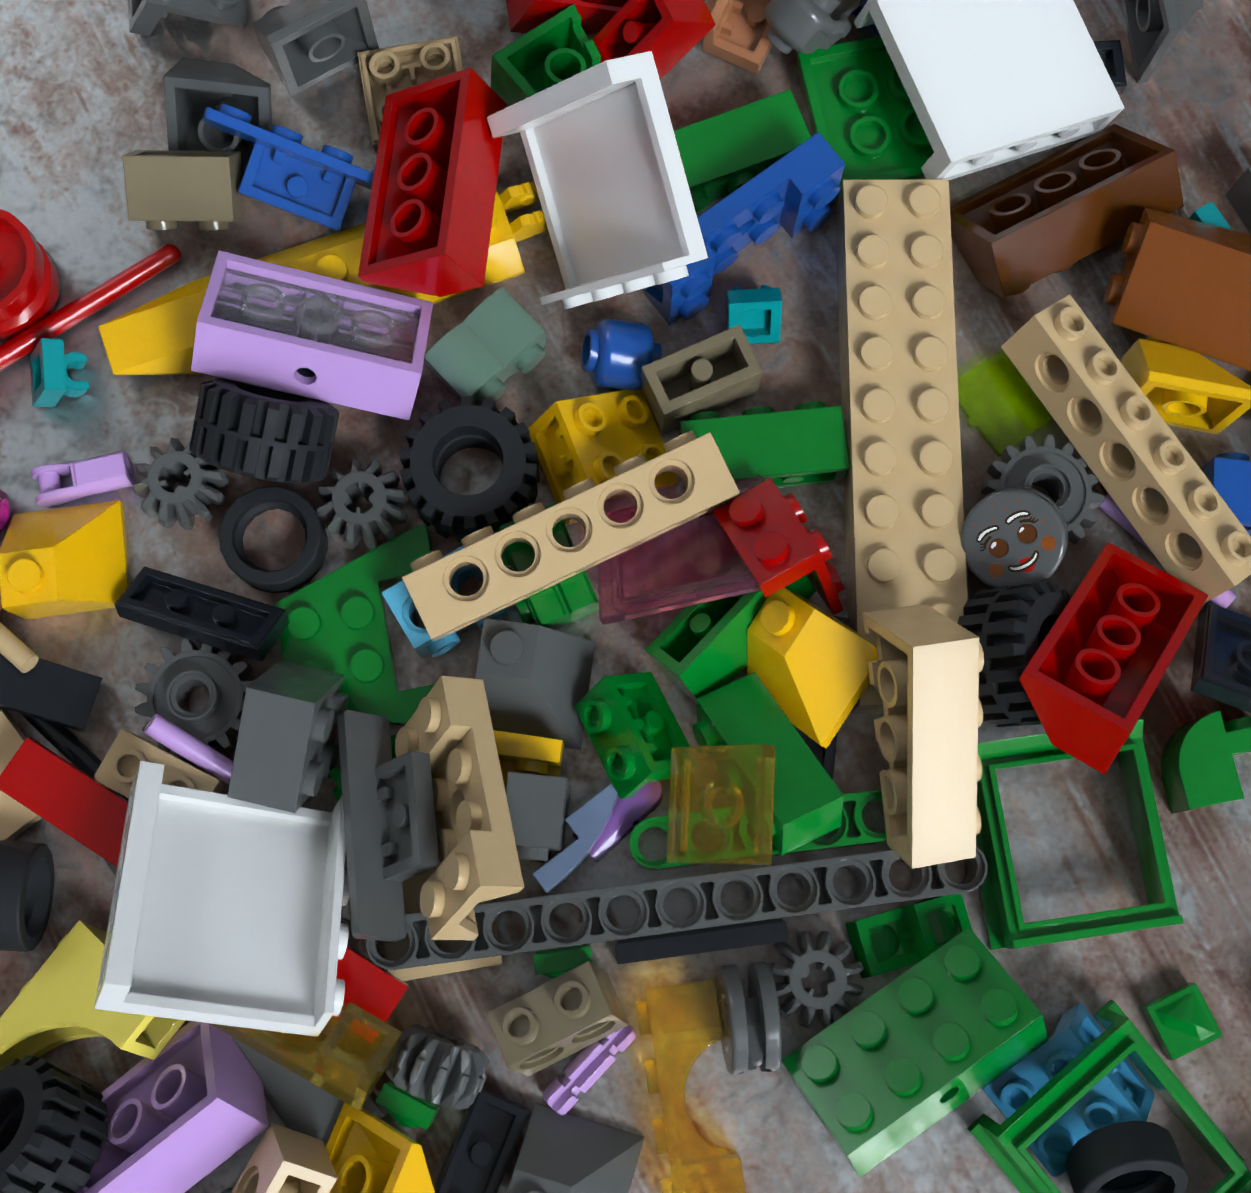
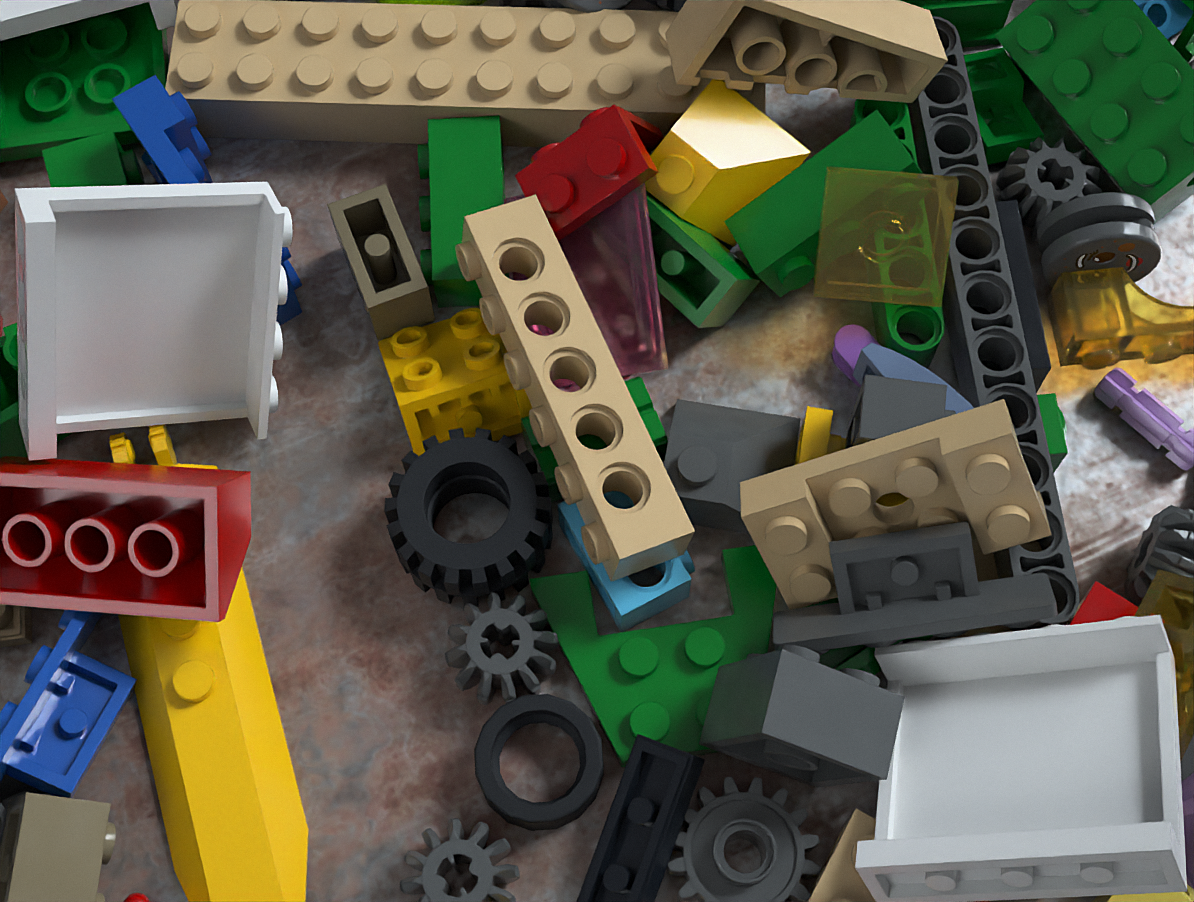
camera: 85 degrees left, 10 degrees down
(189, 748) = (819, 840): lavender bar -> none
(263, 432) = (409, 749): black tyre -> none
(311, 335) = (288, 688): lavender brick -> none
(487, 349) = (319, 501): sand green brick -> none
(557, 1019) = (1114, 432): dark tan brick -> none
(617, 352) = (338, 352): blue head -> none
(631, 730) = (790, 352): green bracket -> none
(756, 312) = (308, 210): teal tile -> none

